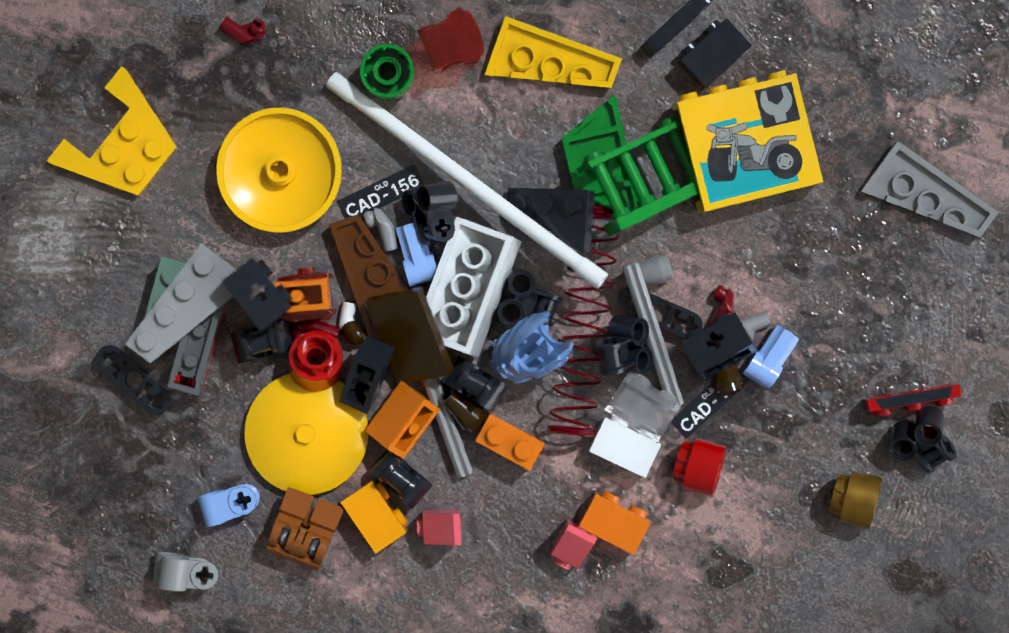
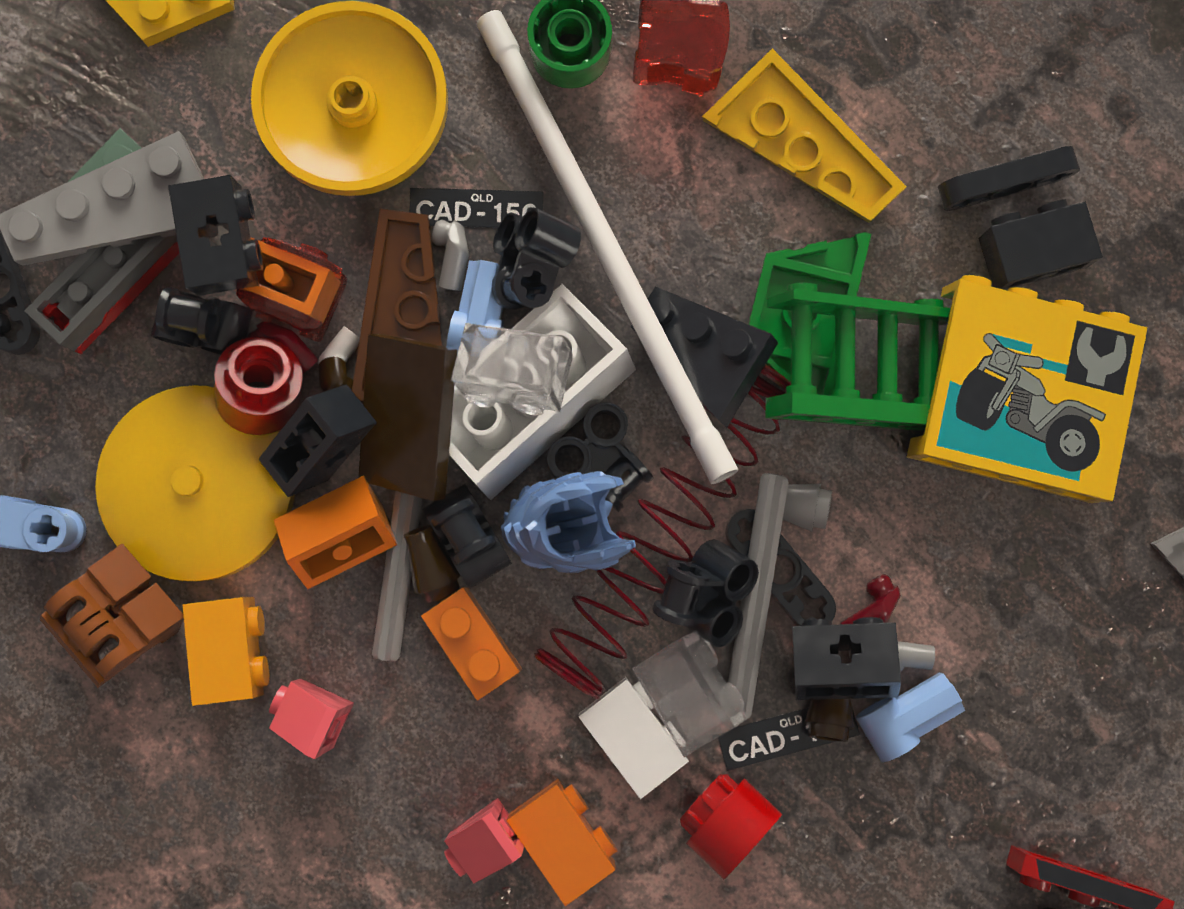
camera: 25 degrees right, 5 degrees down
(400, 478) = (290, 617): black piece -> none
(456, 281) = (512, 368): none -> clear brick

